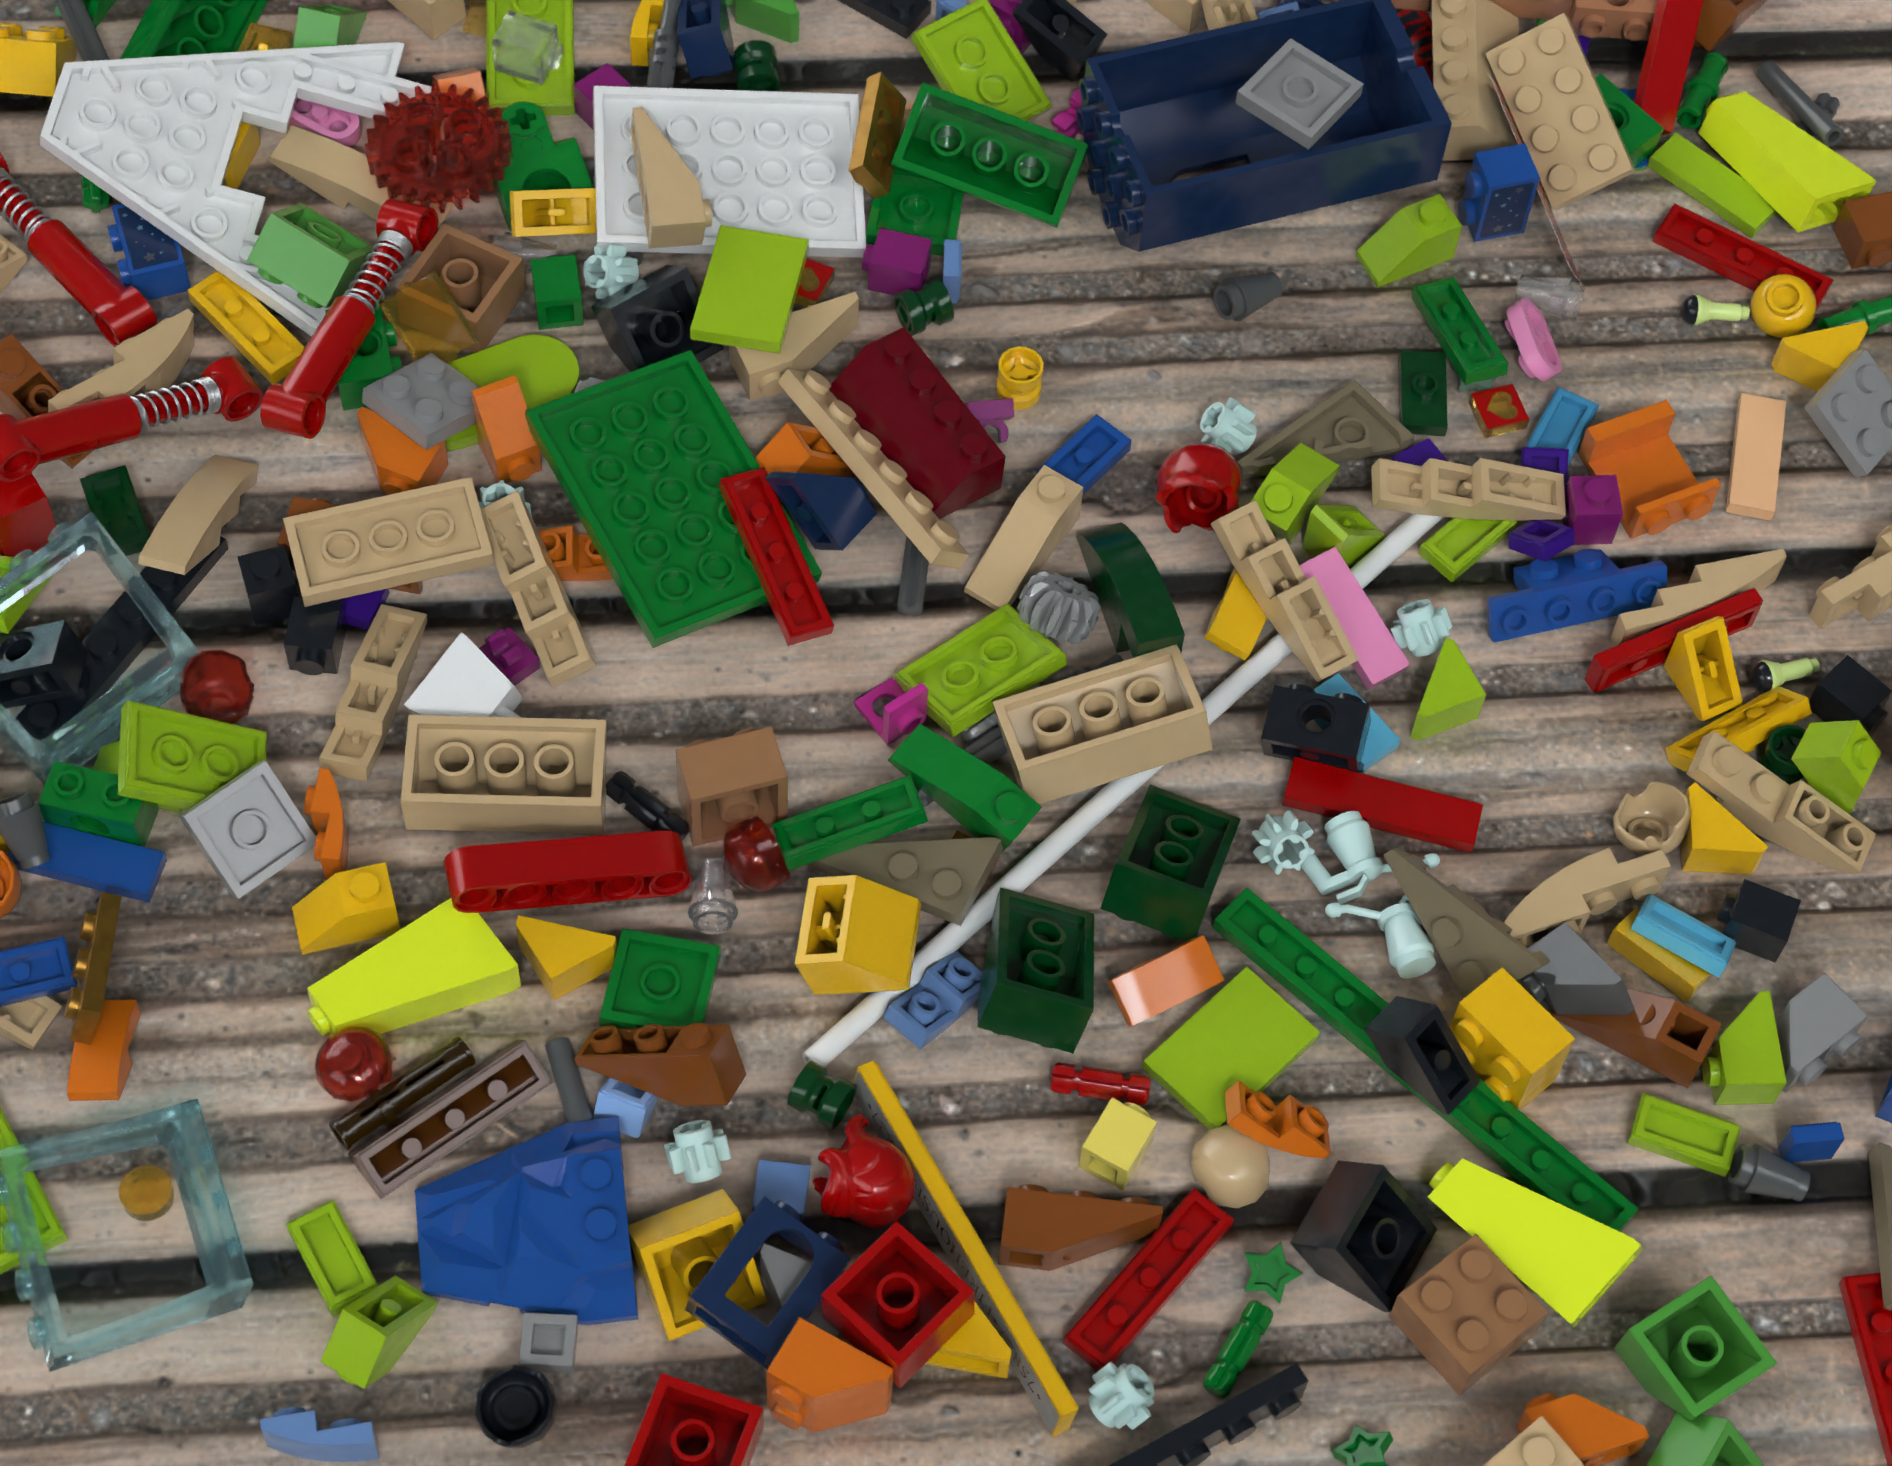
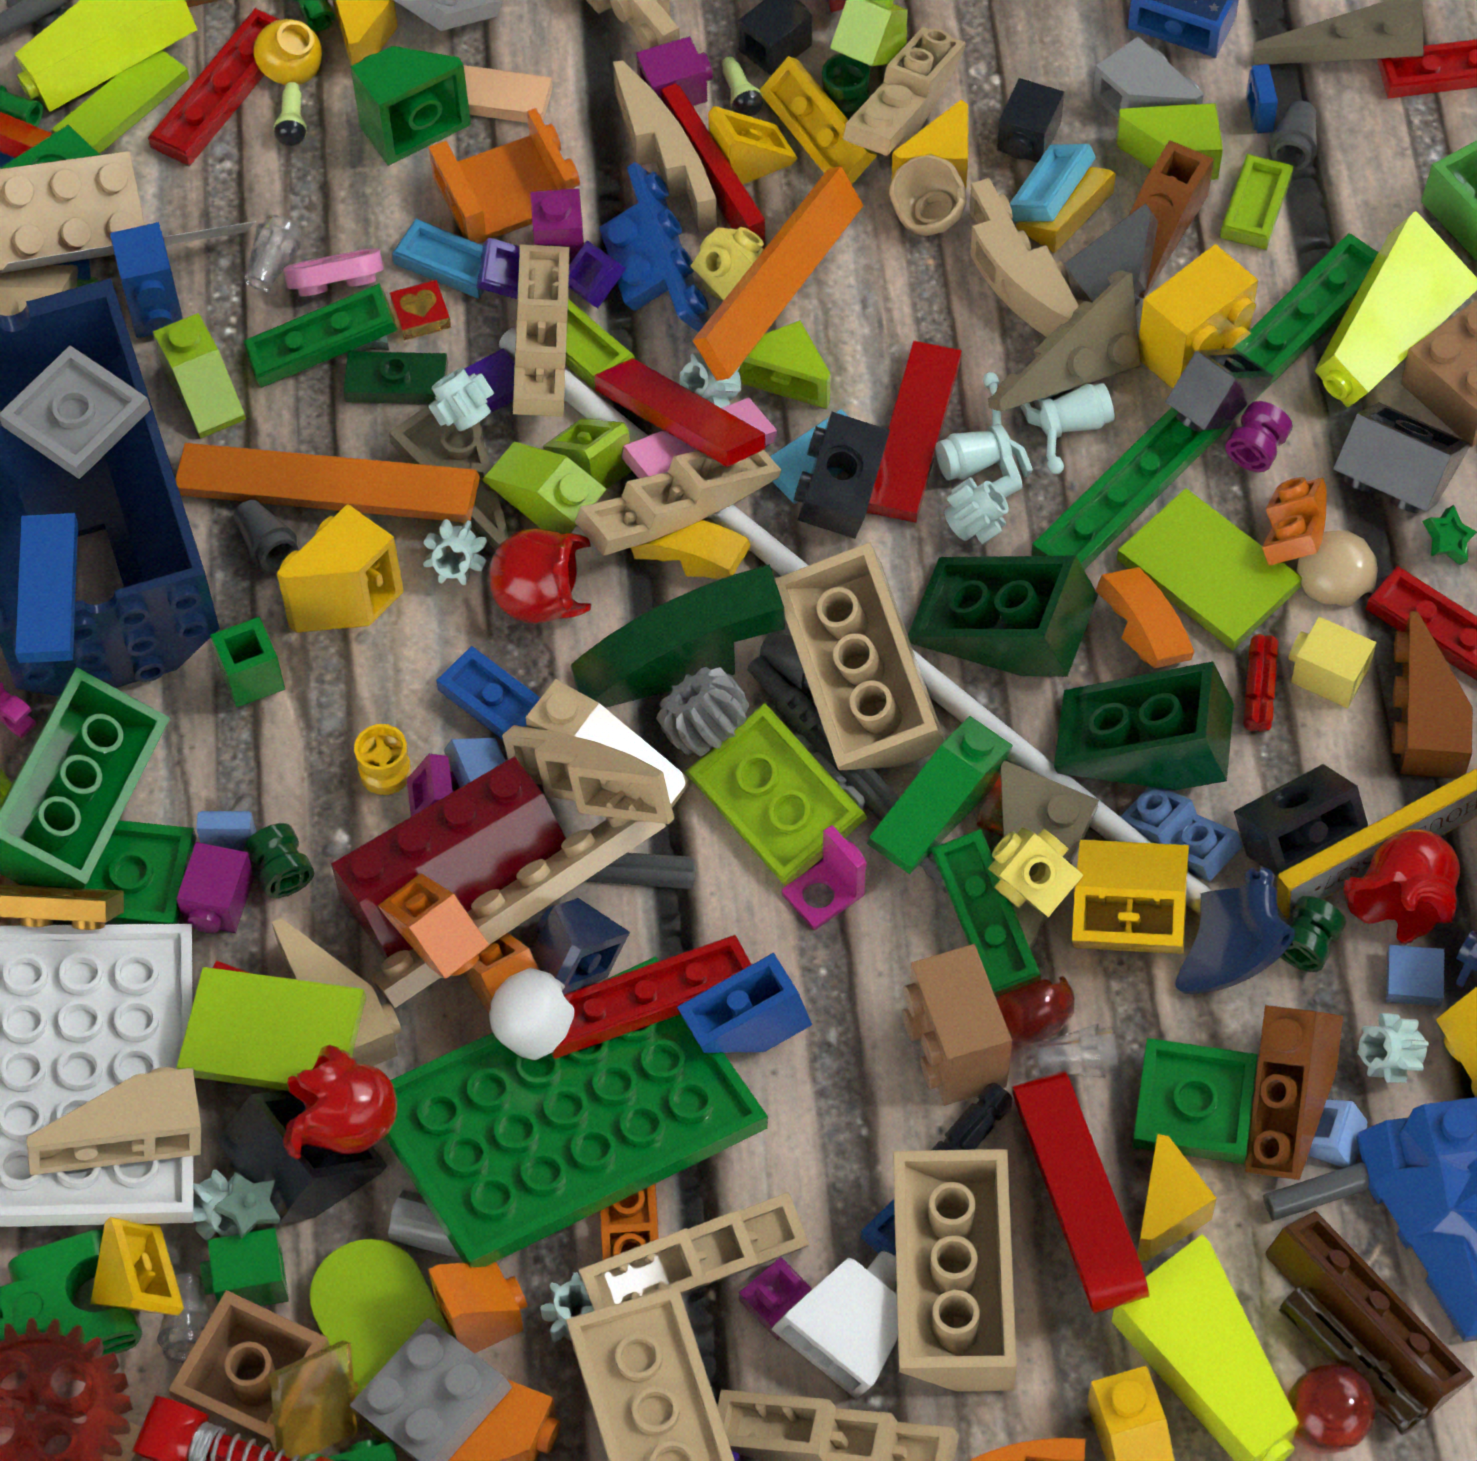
camera: 85 degrees left, 0 degrees up
(598, 275) = (248, 1204): none -> sand green piece
(662, 314) = (345, 1105): none -> red hair
(747, 449) = (531, 1013): none -> white hair
(758, 631) = (747, 1010): none -> blue slope
(819, 1026) = (1235, 935): none -> dark blue arm
(830, 386) = (435, 926): none -> orange slope
(872, 842) = (1046, 882): none -> light yellow brick
(937, 1091) = (1300, 819): none -> black brick
(977, 503) = (591, 774): none -> tan slope
(1019, 446) = (473, 757): none -> medium blue tile
(1109, 275) = (248, 662): none -> green brick
(1126, 84) = (46, 588): none -> blue tile
(1196, 336) = (341, 575): none -> yellow slope
(1299, 337) = (327, 482): none -> orange tile
(1370, 1095) = (1256, 441): none -> magenta wheel
(1376, 594) = (680, 412): none -> red tile
(1377, 419) = (461, 399): none -> light aqua gear
(1539, 676) = (777, 273): none -> orange tile
(1553, 650) = (726, 258): none -> light yellow brick
(1716, 380) = (409, 99): none -> green slope
(1787, 610) = (678, 64): none -> magenta brick

